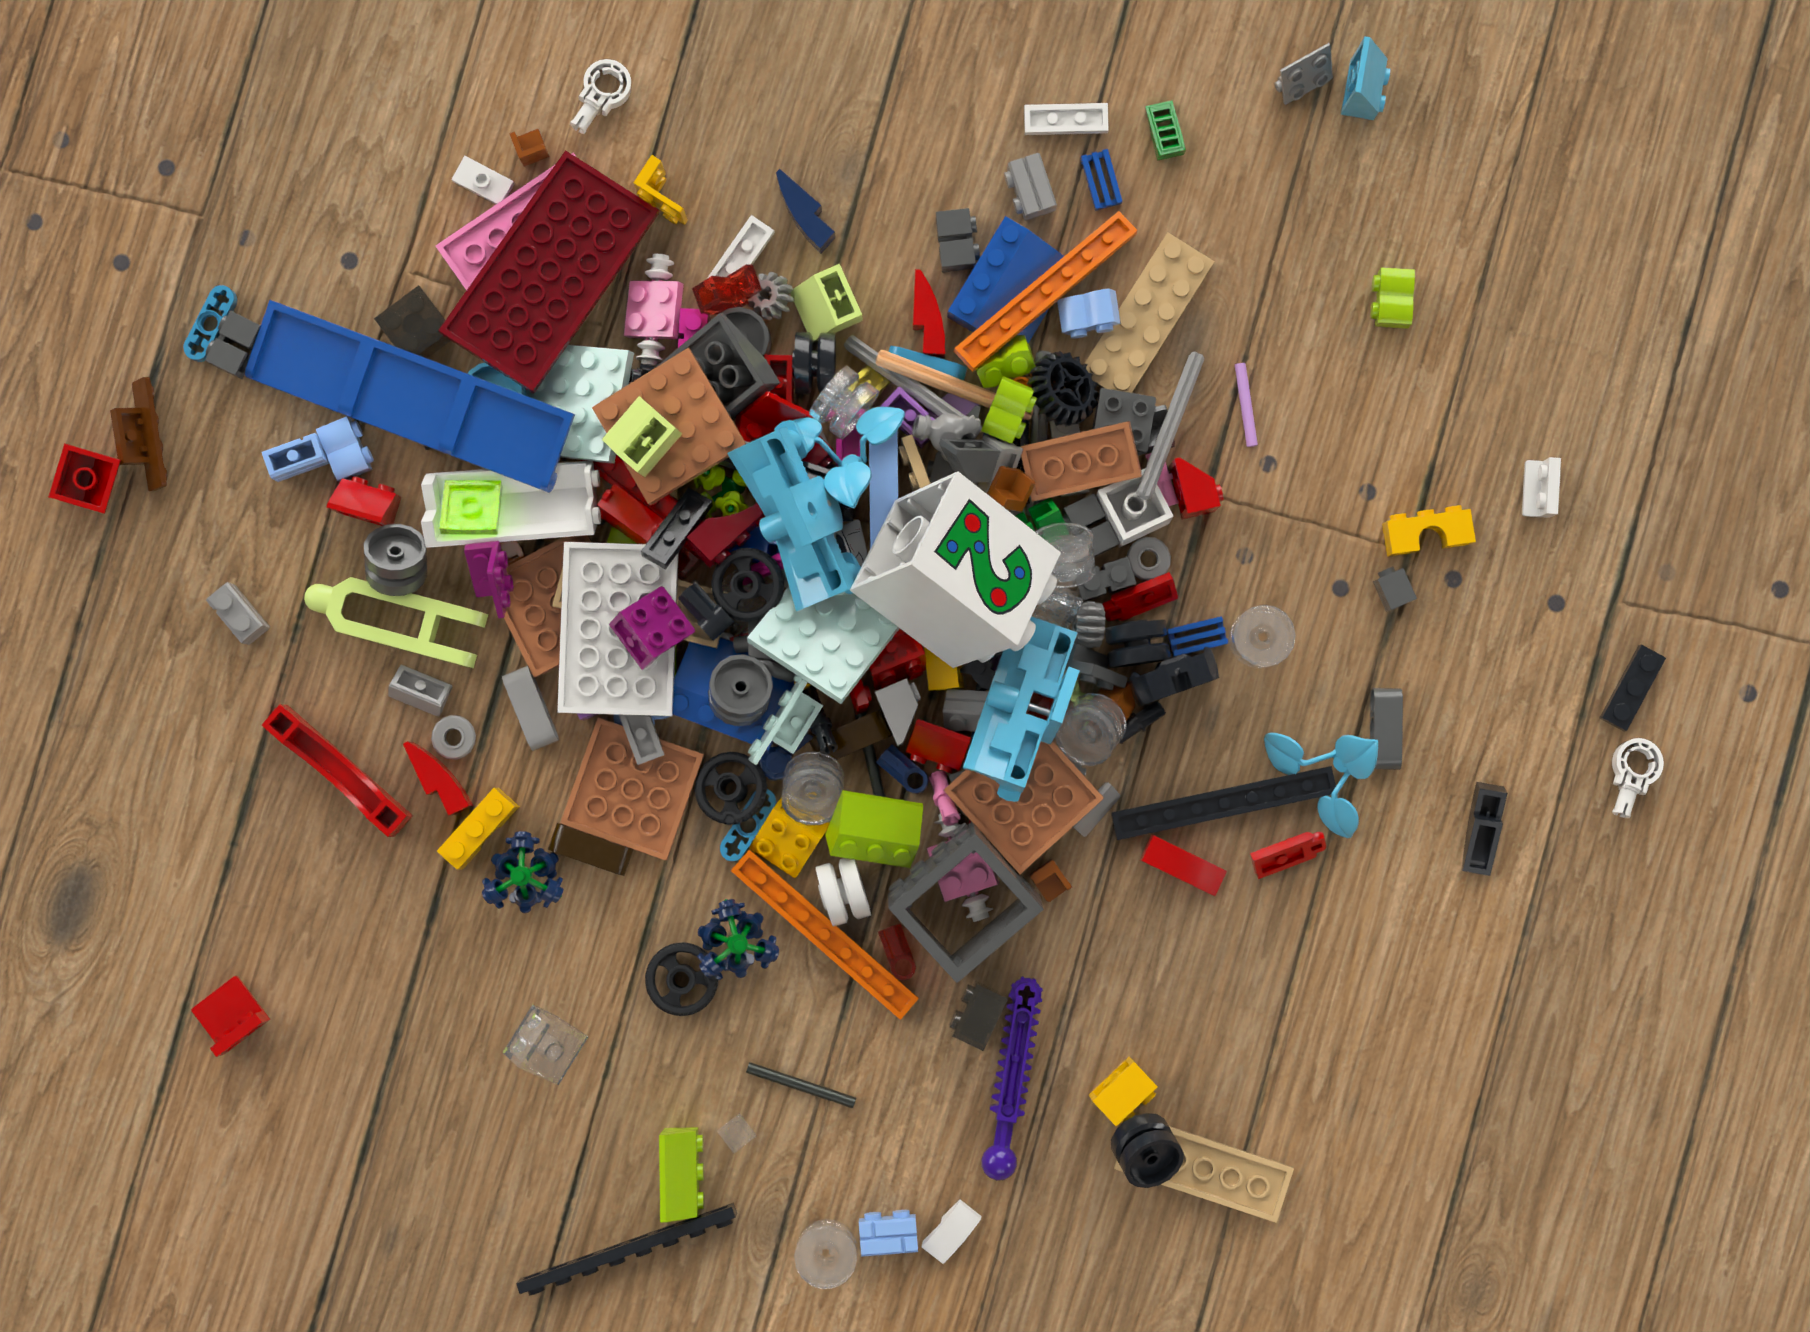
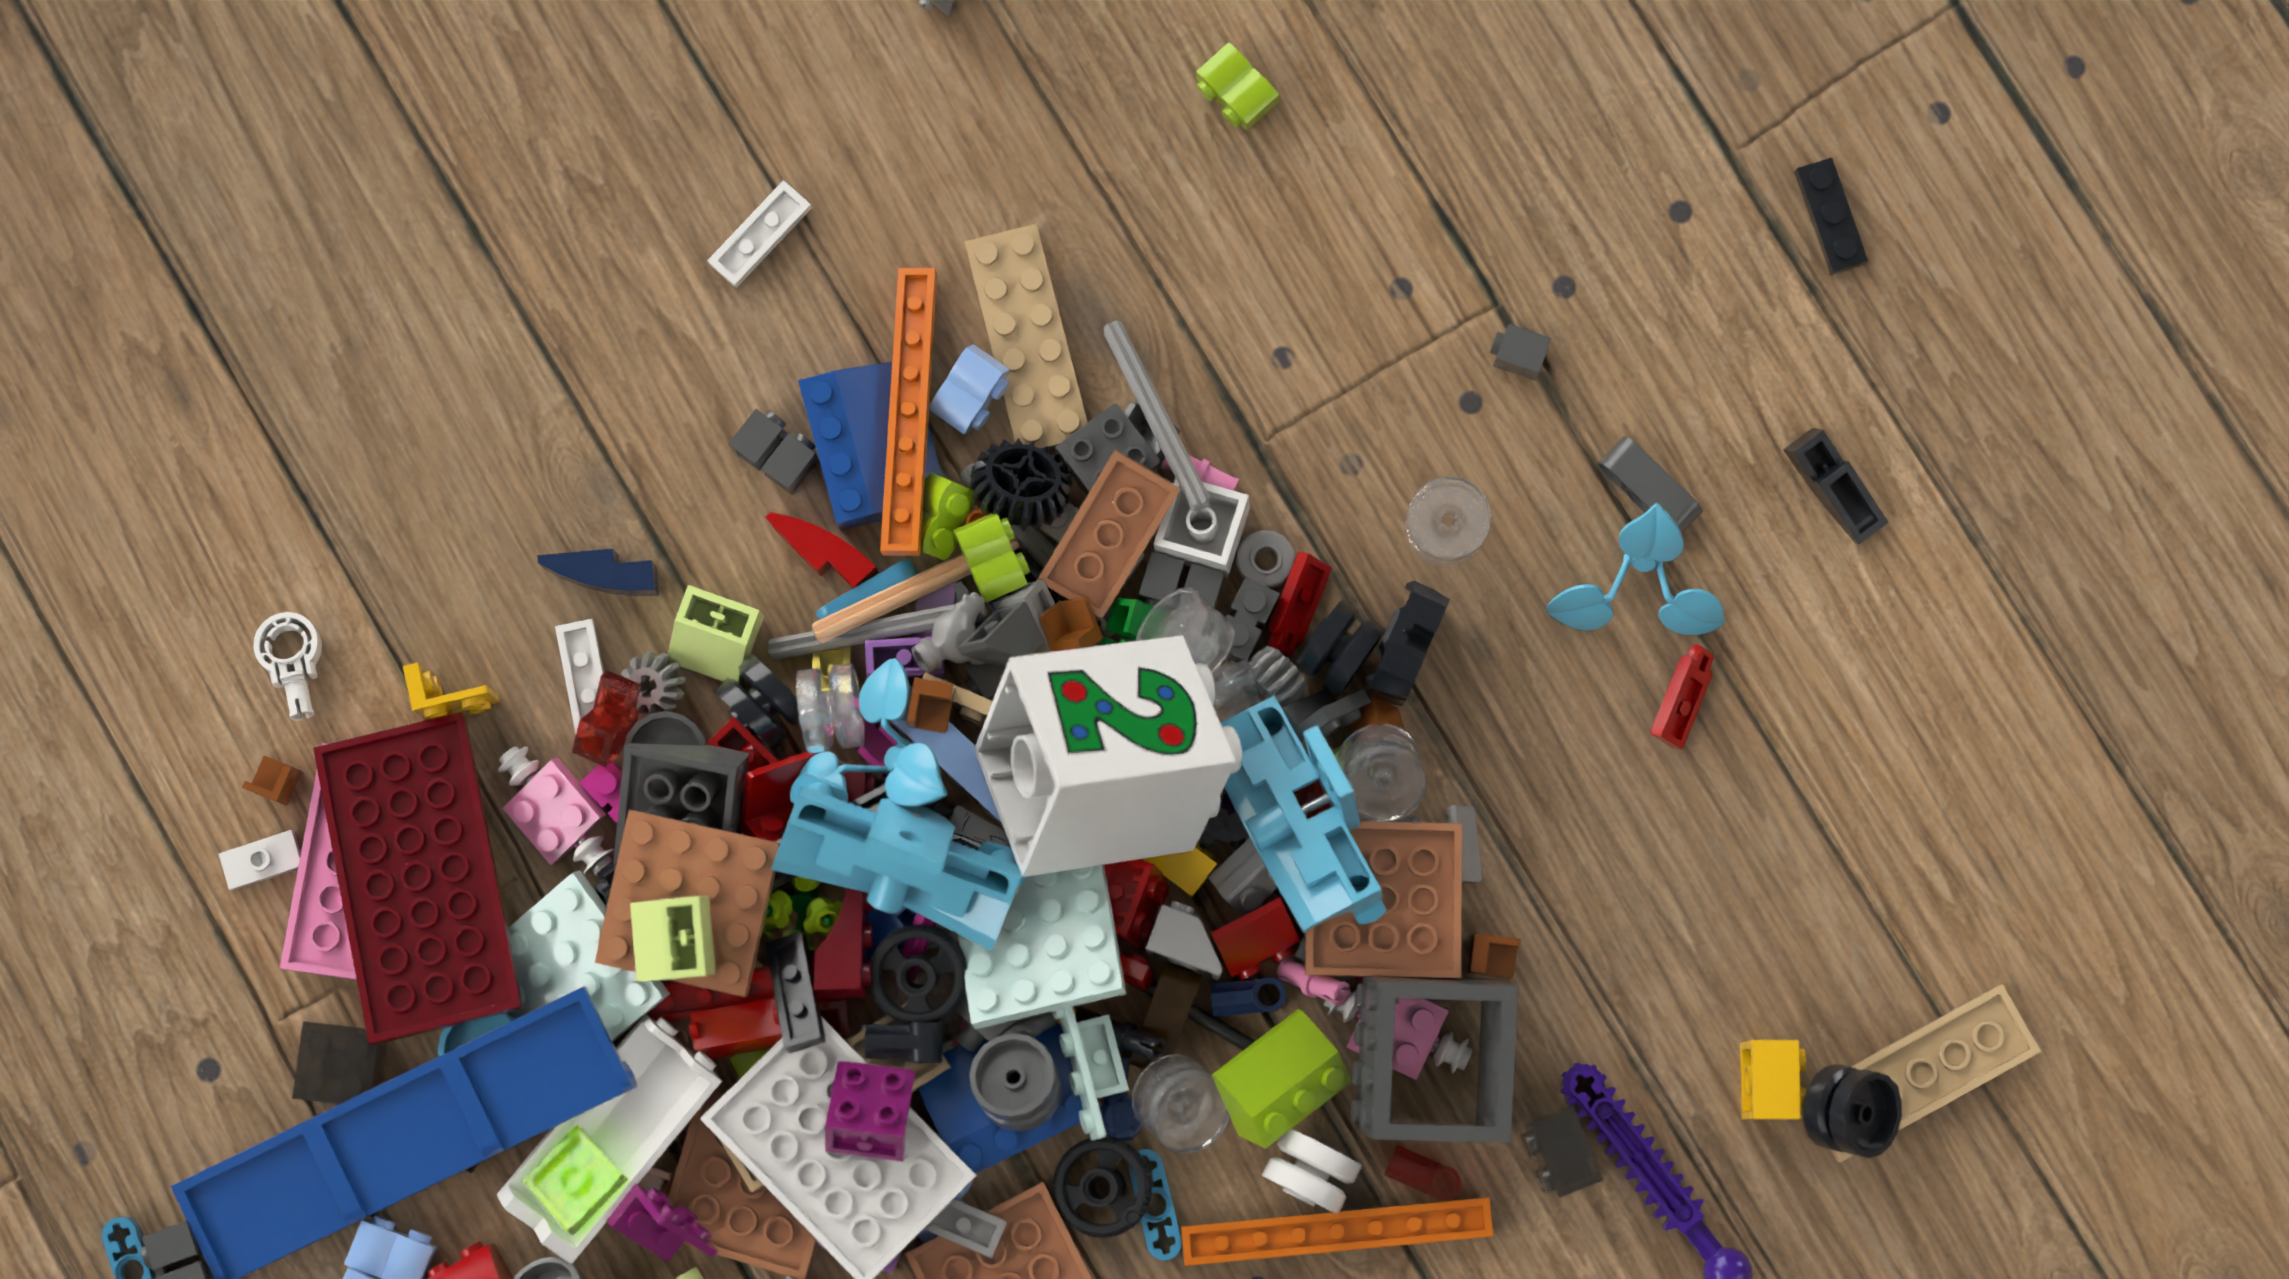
camera: 45 degrees left, 5 degrees down
(787, 841) = (1208, 1181): yellow bracket -> none
(896, 454) = (930, 705): none -> dark orange panel
(1031, 187) = (793, 330): light grey brick -> none
(1085, 159) = (824, 241): blue tile -> none
(1143, 719) = (1419, 713): black axle -> none
(1168, 151) = (888, 165): slope -> none
(1183, 865) = (1600, 810): red slope -> none
(1194, 489) = (1241, 451): red slope -> none
(1221, 631) = (1403, 556): blue tile -> none
(1223, 803) = (1575, 713): black plate -> none
(1246, 405) = (1205, 324): lavender bar -> none
(1452, 526) = (1512, 239): yellow arch -> none
(1541, 488) = (1555, 120): white bracket -> none
(1624, 774) = (1909, 301): white pin -> none

